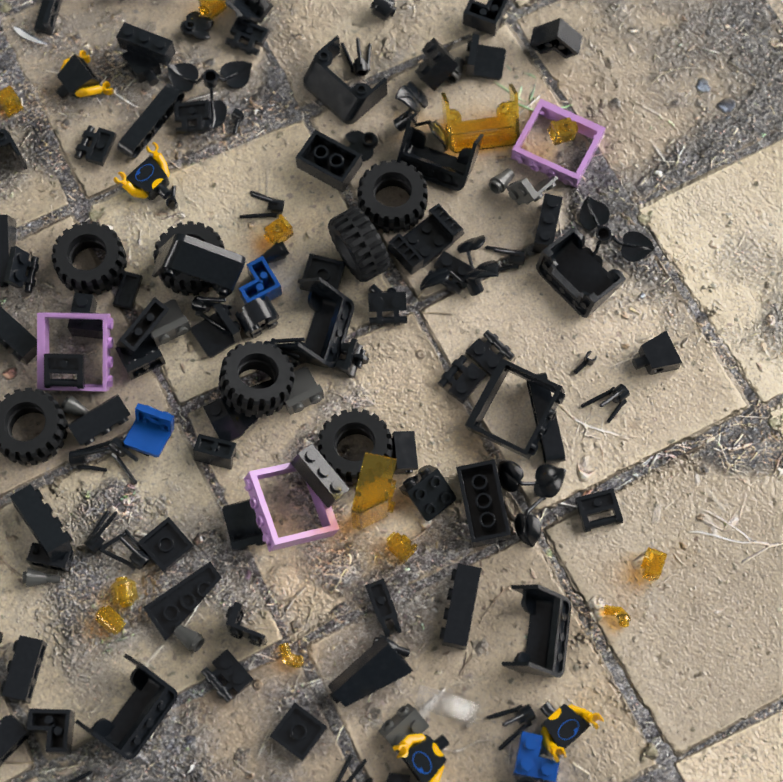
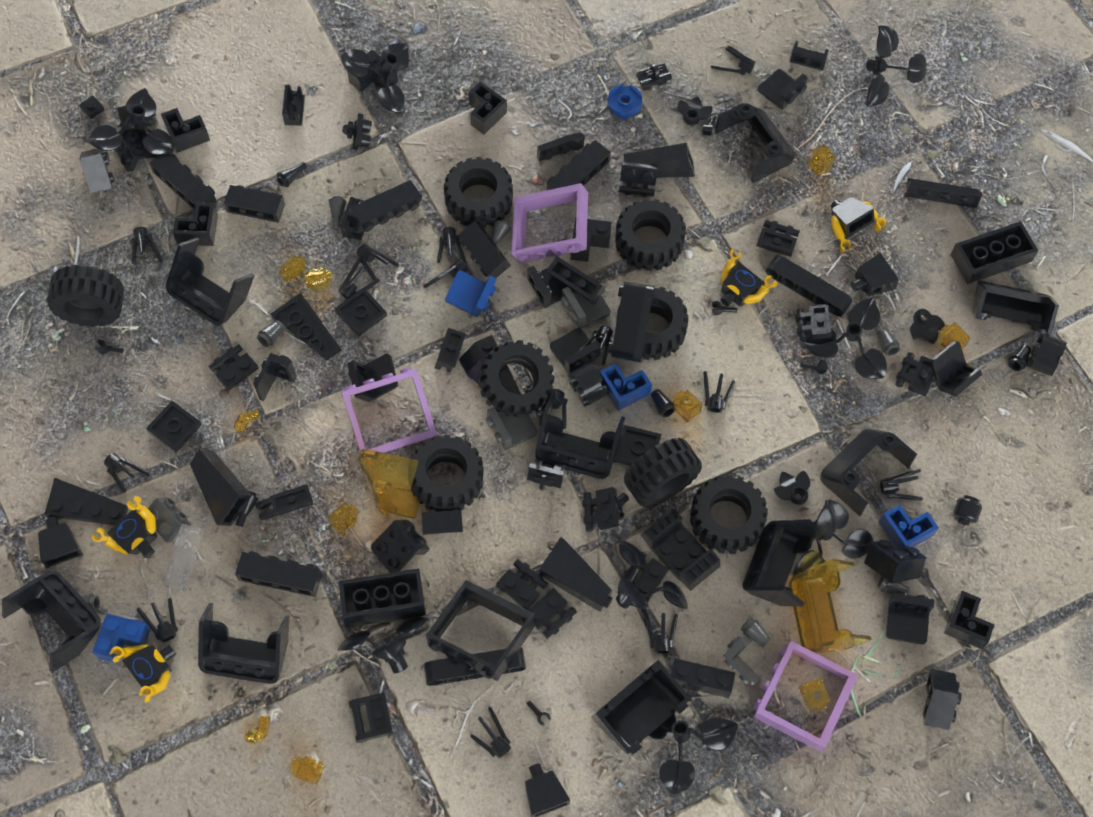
camera: 90 degrees right, 5 degrees down
(64, 365) = (534, 214): black plate -> none
(127, 291) = (620, 272): black tile -> none
(146, 44) = (889, 271): black brick -> none
(214, 57) = (888, 342): none -> dark grey cone
(320, 475) = (414, 435): brick -> none
(329, 160) = (768, 451): black brick -> none
(405, 53) = (907, 532): none -> blue brick
(453, 331) = (572, 574): none -> black slope

